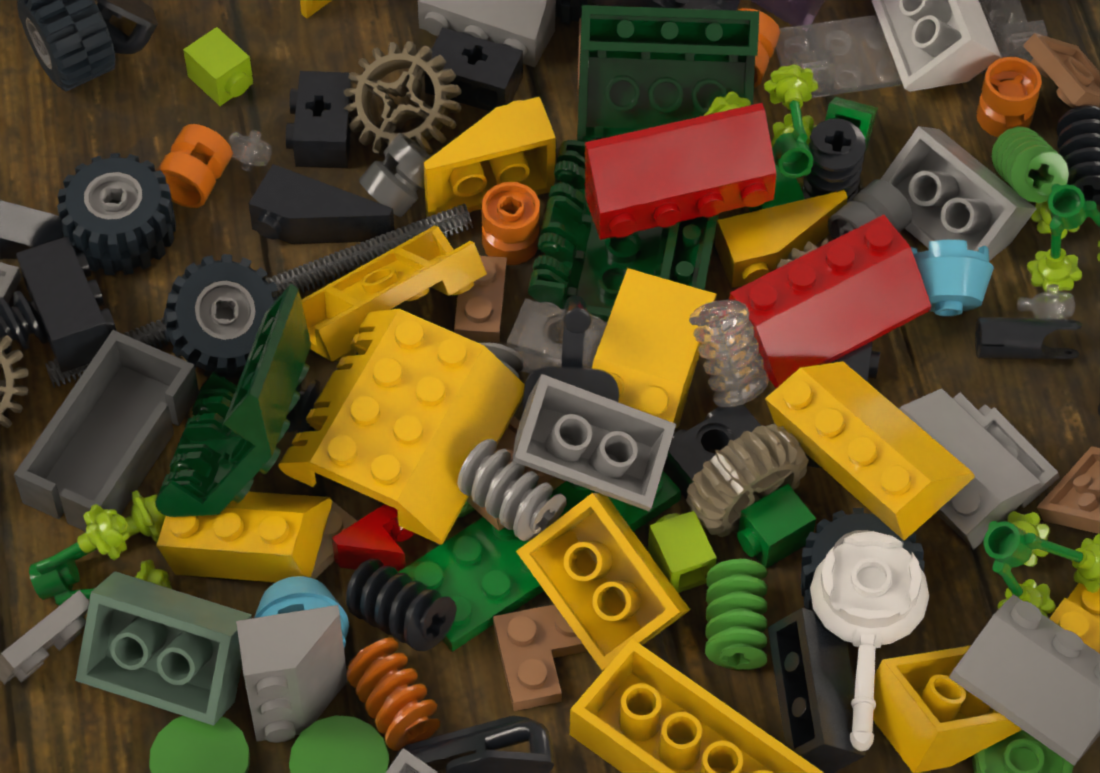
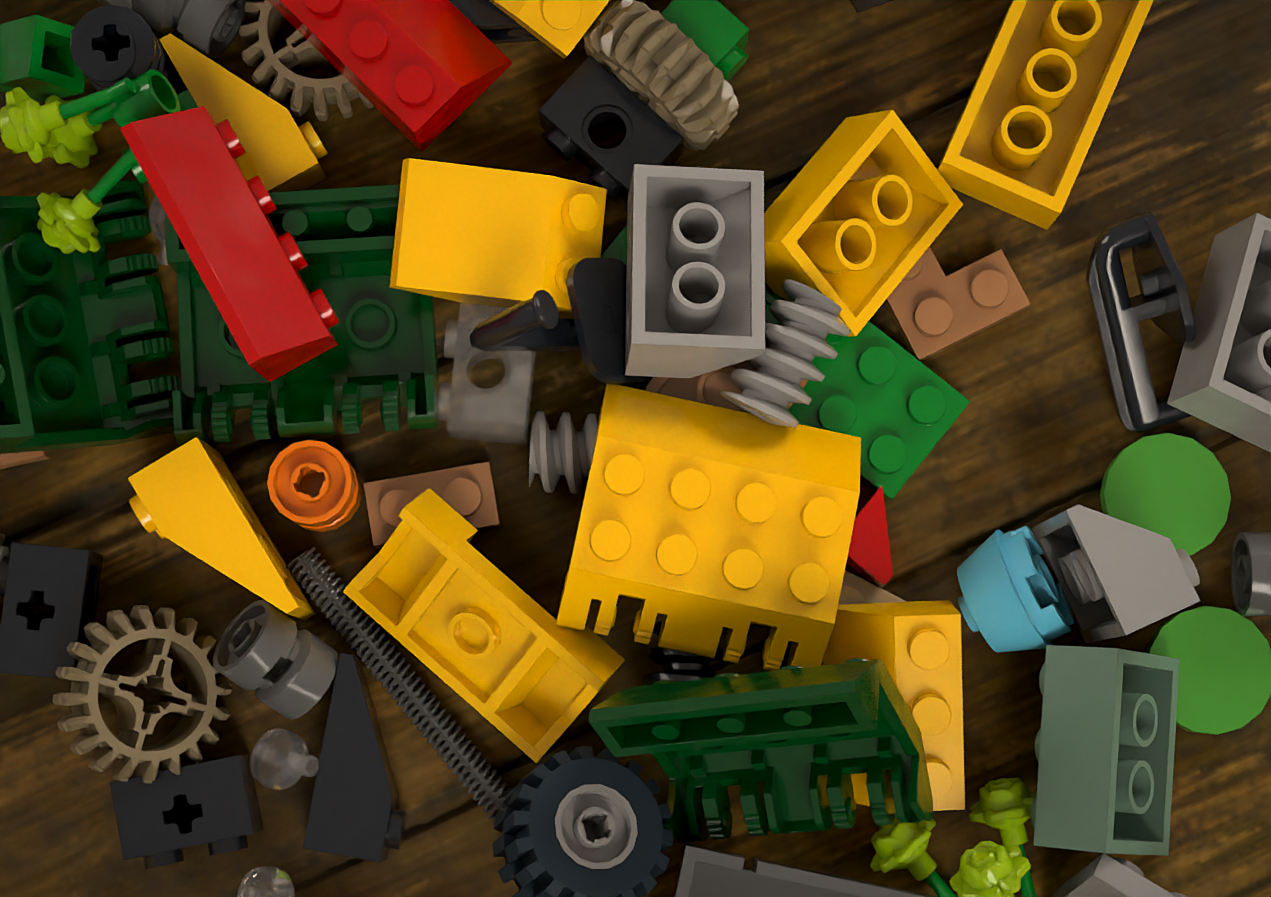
camera: 105 degrees left, 25 degrees up
(337, 173) = (281, 759): none -> clear piece
(390, 694) = (1064, 451): orange piece -> none
(399, 605) = (953, 474): black piece -> none
(681, 550) = (769, 140): lime brick -> none
(730, 352) = (493, 123): clear piece -> none
(736, 614) = (846, 56): bright green piece -> none

